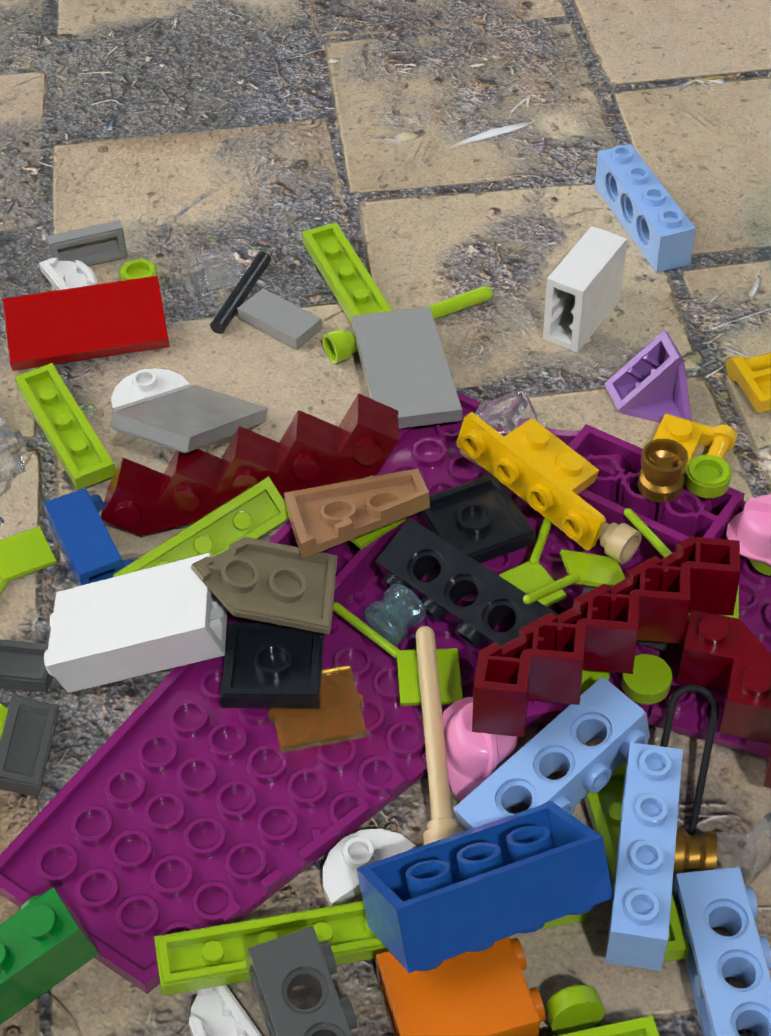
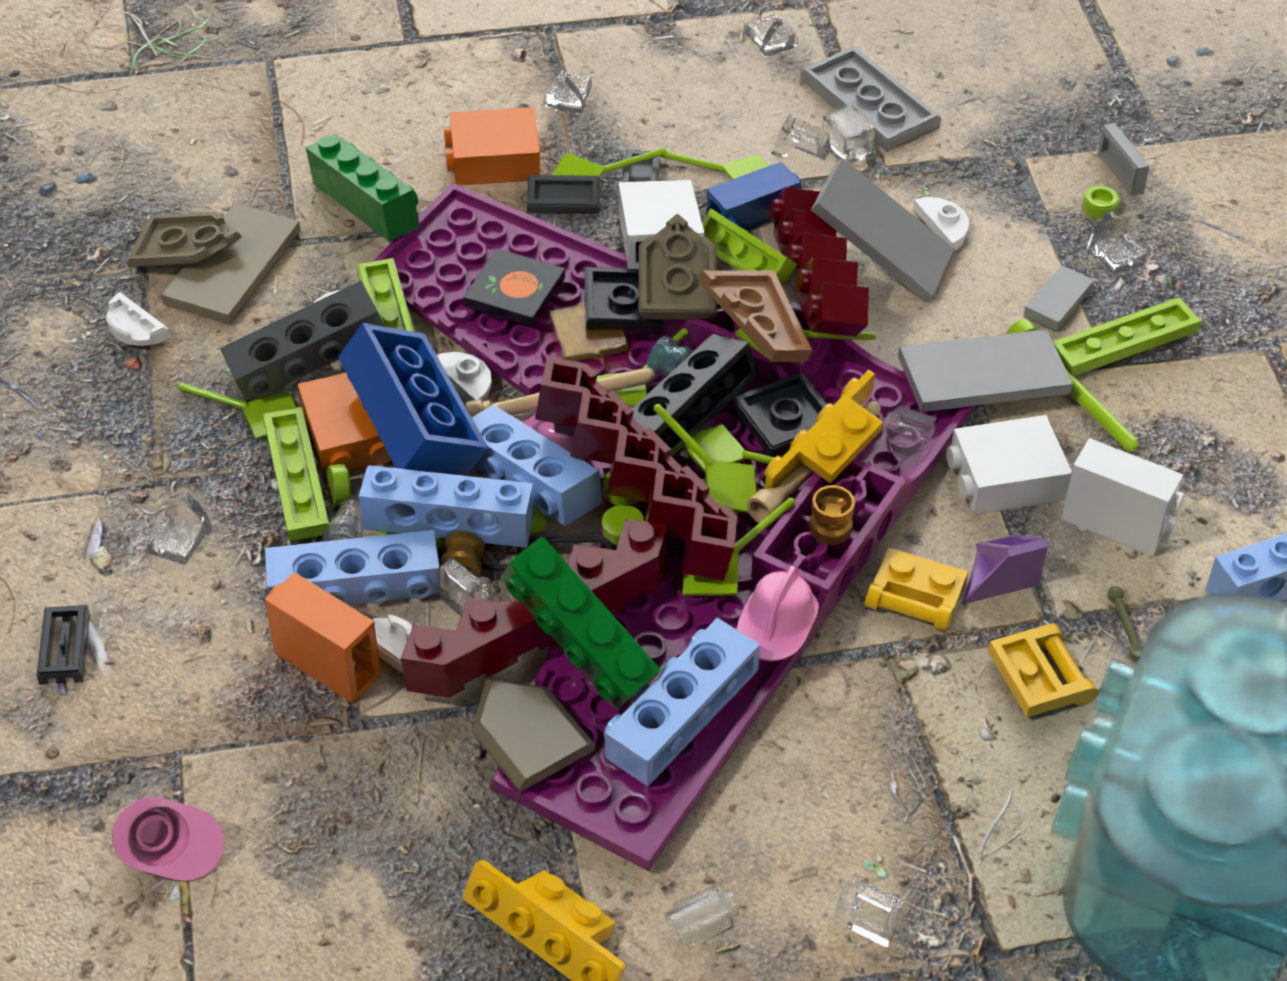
camera: 85 degrees right, 0 degrees up
(65, 426) = (910, 164): lime plate -> none
(67, 273) = (1070, 159): white plate -> none
(85, 323) = (1019, 171): red tile -> none
(230, 787) = (514, 287): none -> tile
(240, 292) = (1094, 270): black bar -> none
(527, 358) = (1009, 464): none -> white brick
(651, 994) = (345, 523): none -> clear cone
(707, 476) = (840, 558): lime tile -> none
(738, 319) = (1116, 595): none -> olive hinge

